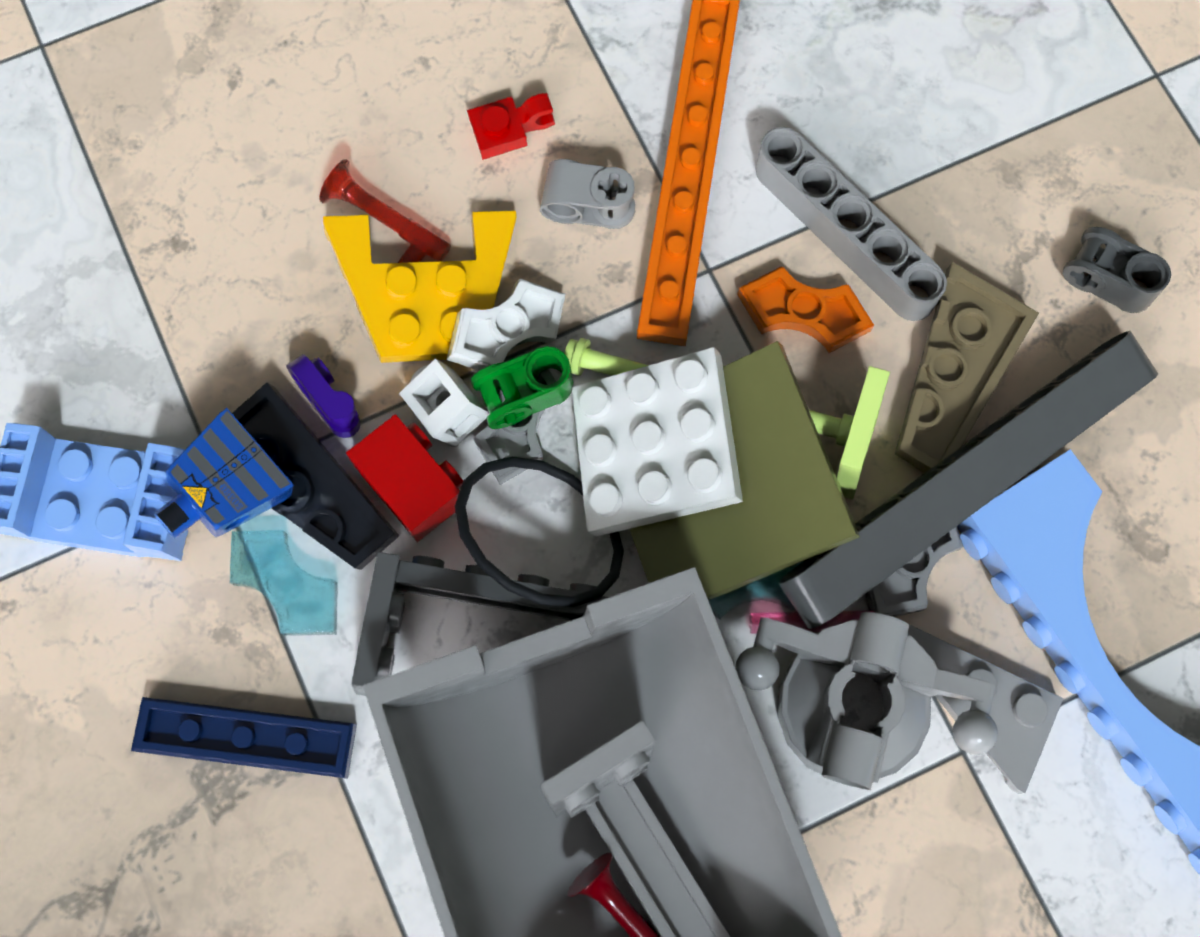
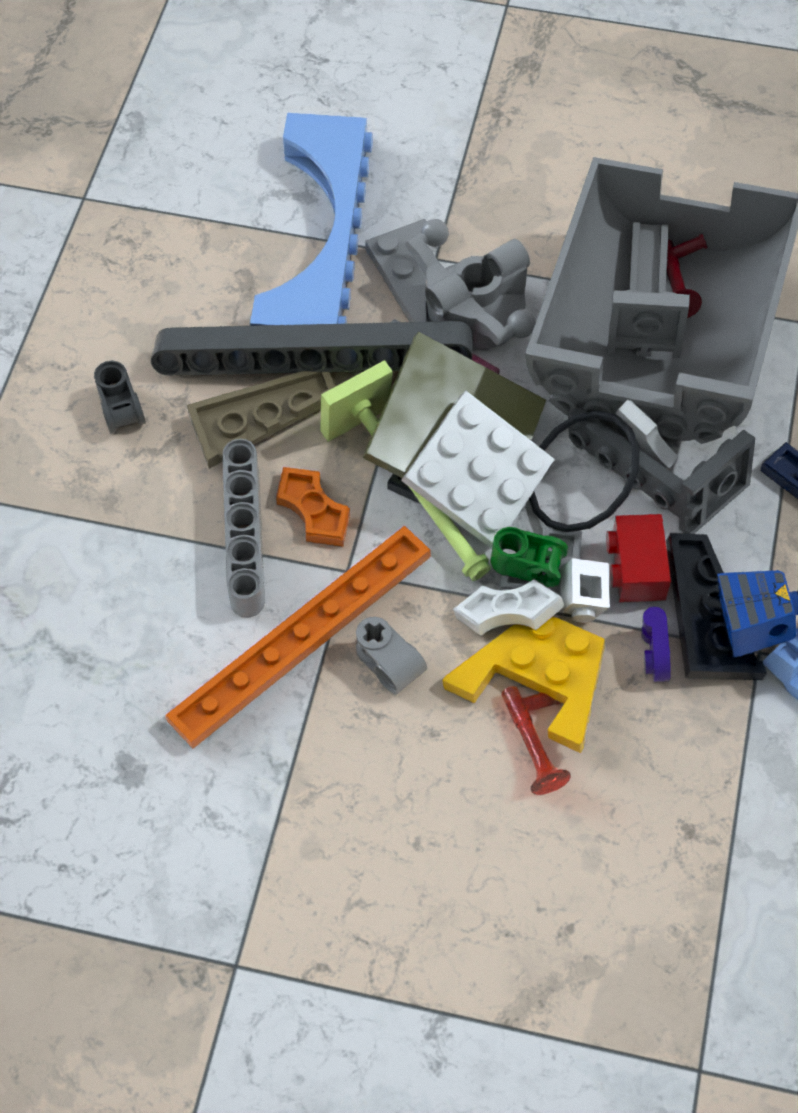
camera: 140 degrees left, 15 degrees down
(301, 601) = (750, 547): clear light blue tile -> none
(498, 619) = (647, 434): none -> white tile
(502, 126) = (402, 749): red plate -> none

